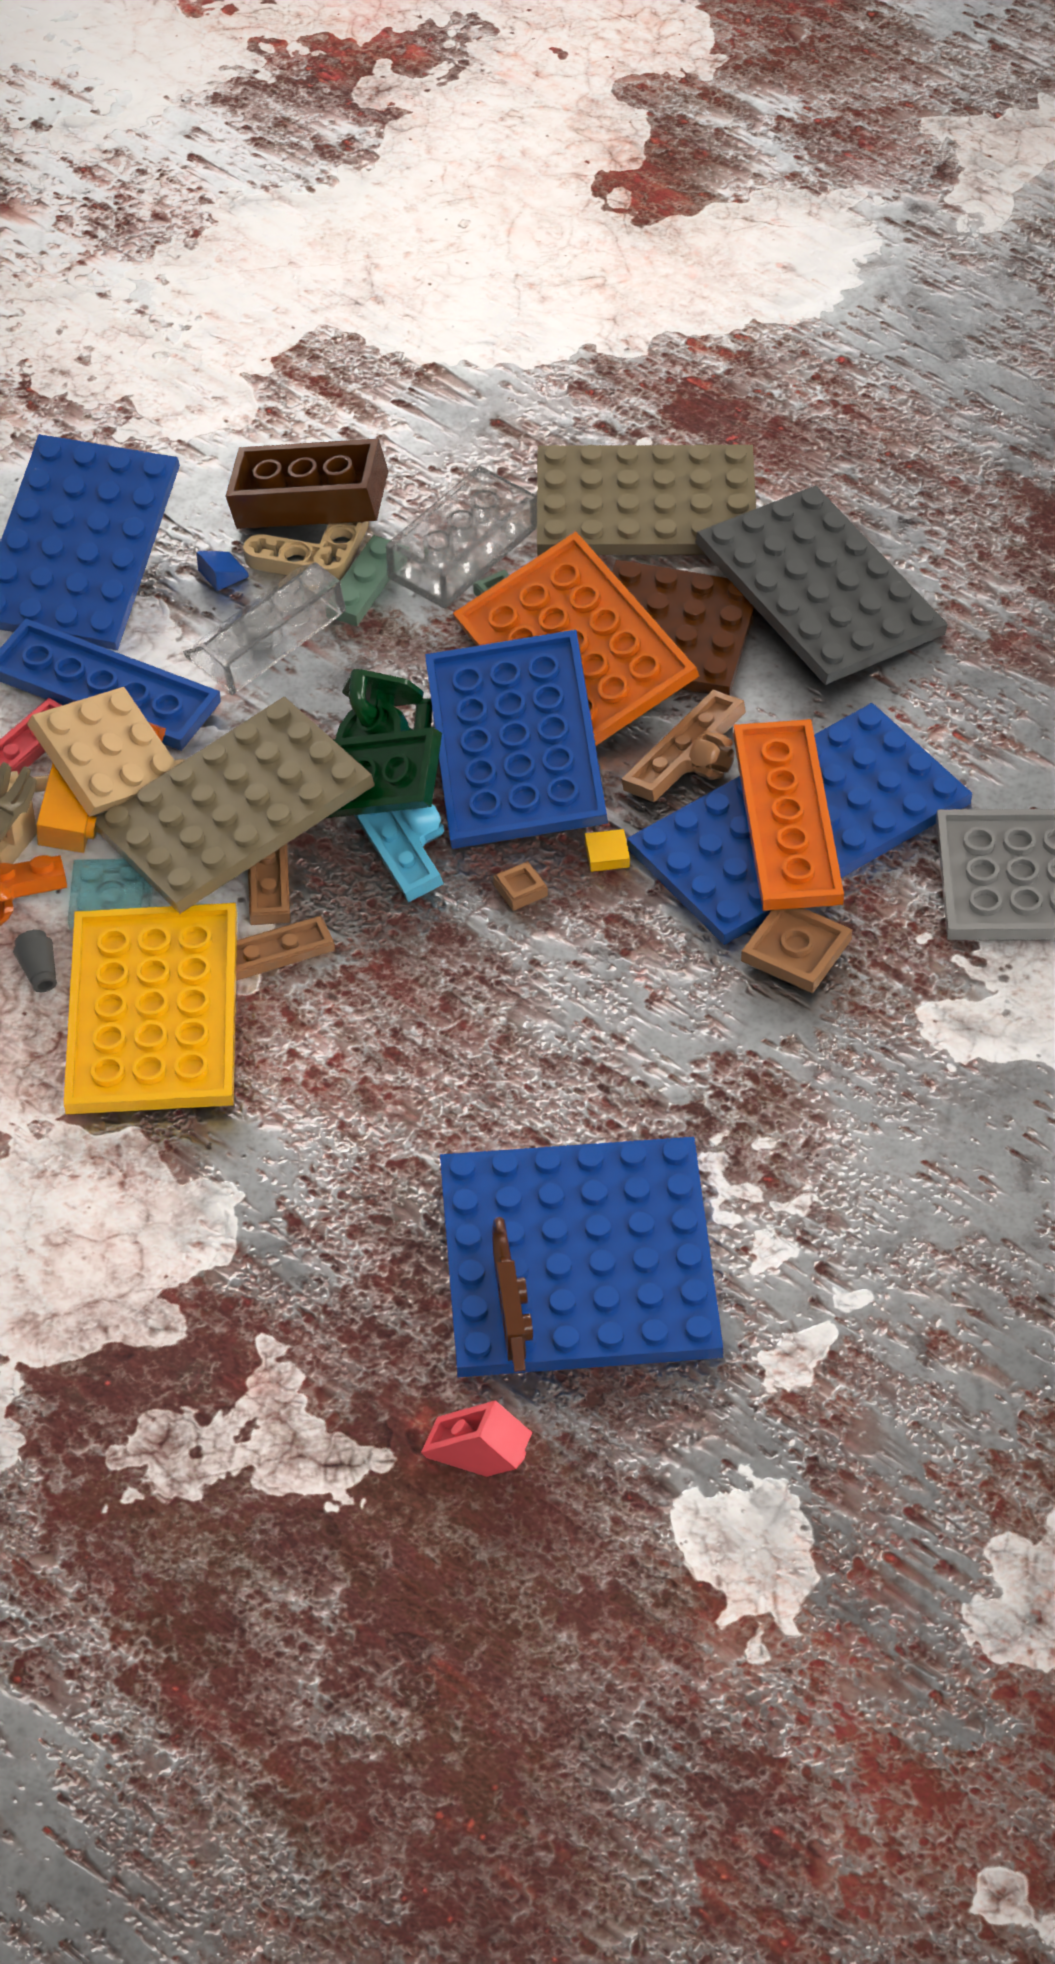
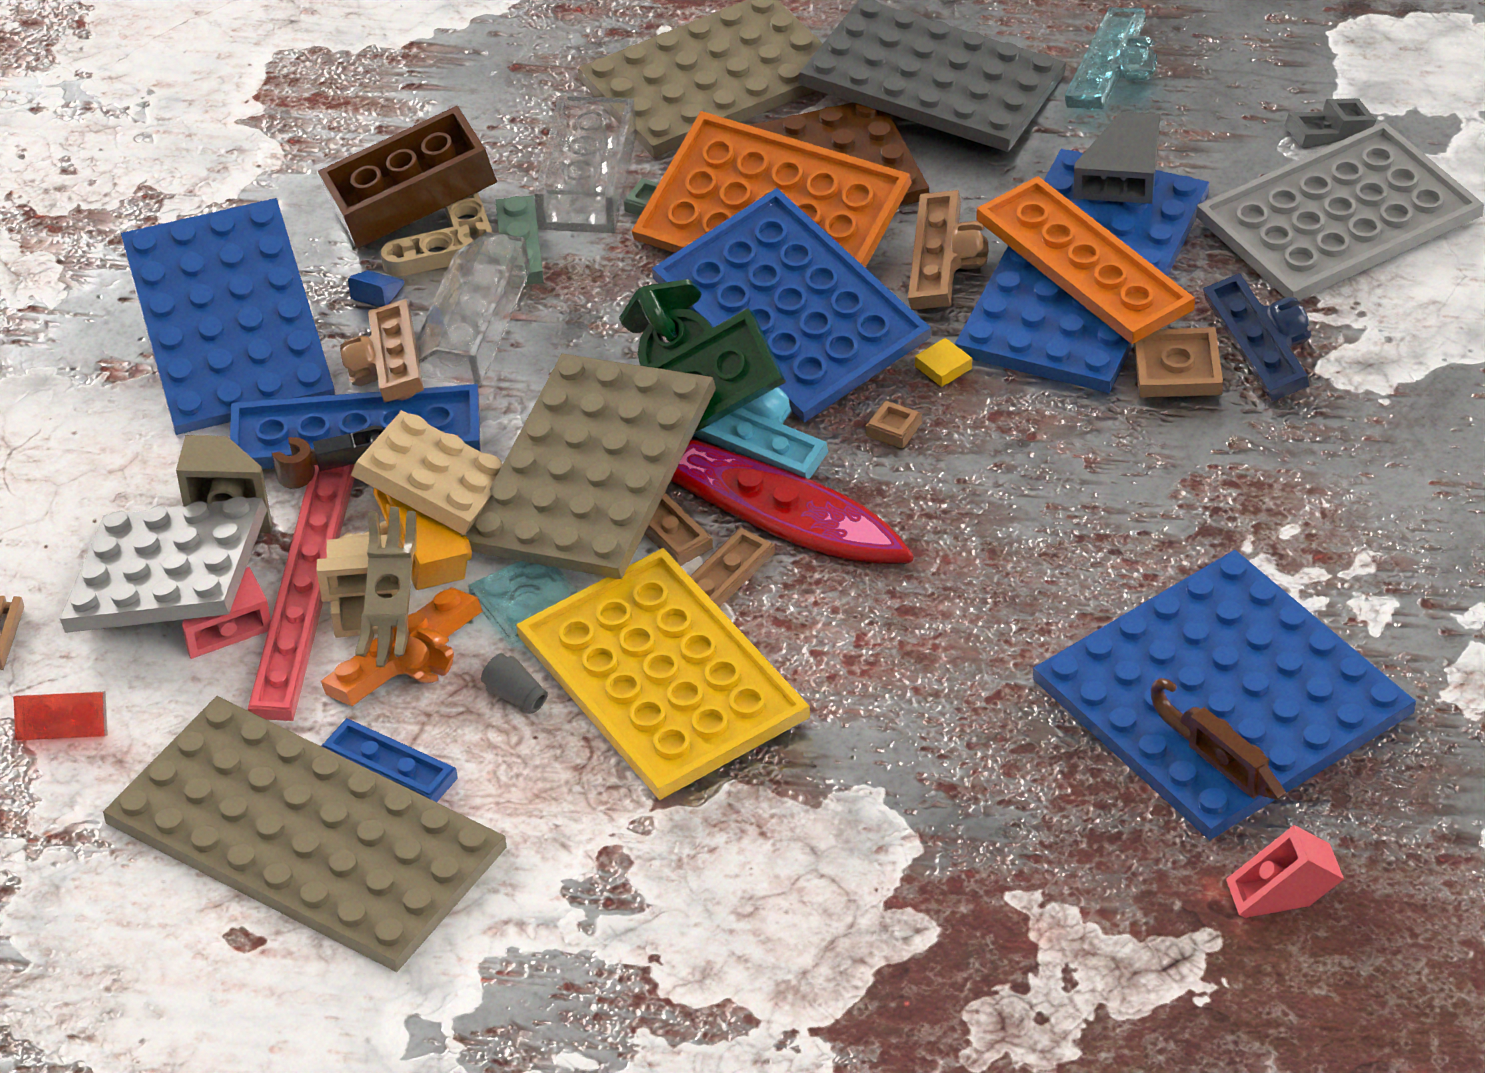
camera: 30 degrees left, 5 degrees down
(31, 697) = (328, 454): none -> piece
(172, 633) = (387, 355): none -> medium nougat plate
(374, 913) = (789, 505): none -> red piece
(889, 955) = (1263, 334): none -> dark blue plate
(898, 738) = (1121, 161): none -> dark grey slope
(991, 638) = (1112, 55): none -> clear light blue plate

